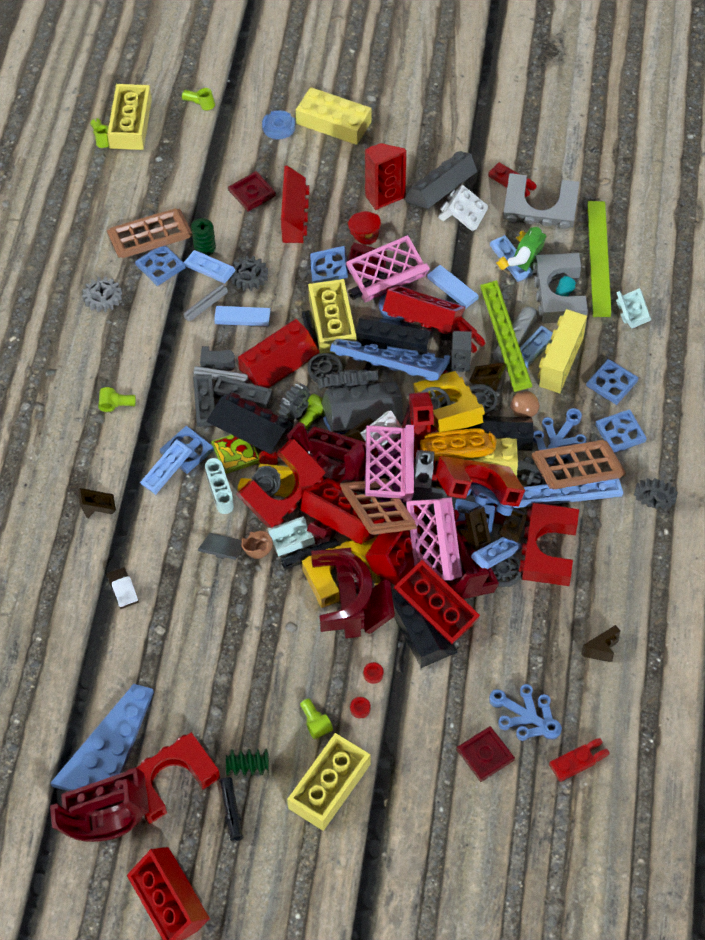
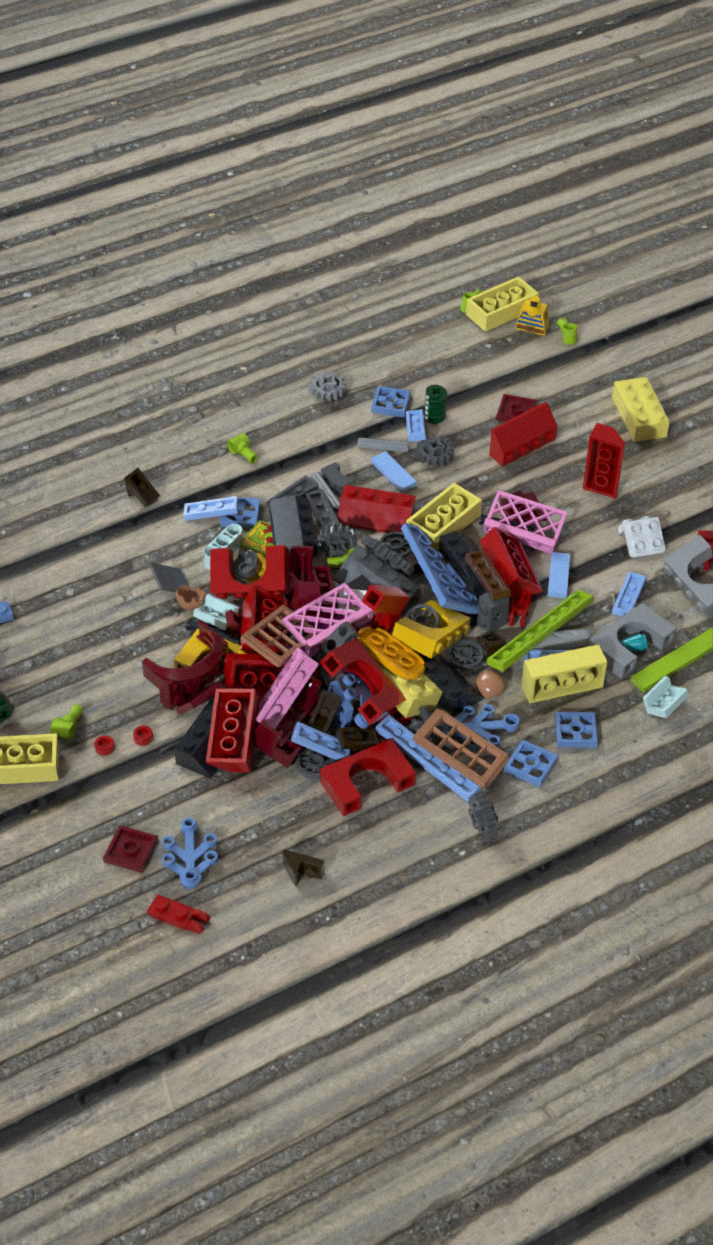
camera: 50 degrees right, 10 degrees down
(122, 588) = (84, 548): slope -> none
(165, 108) = (534, 317): none -> yellow torso
(180, 222) = (377, 373): nougat piece -> none
(278, 124) = (597, 387): medium blue tile -> none
(328, 255) = (489, 497): medium blue piece -> none
(365, 227) = (554, 489): red hat -> none
(434, 328) = (487, 575): none -> reddish brown tile
(442, 180) = (649, 502): dark grey slope -> none
(529, 246) = (641, 590): torso -> none

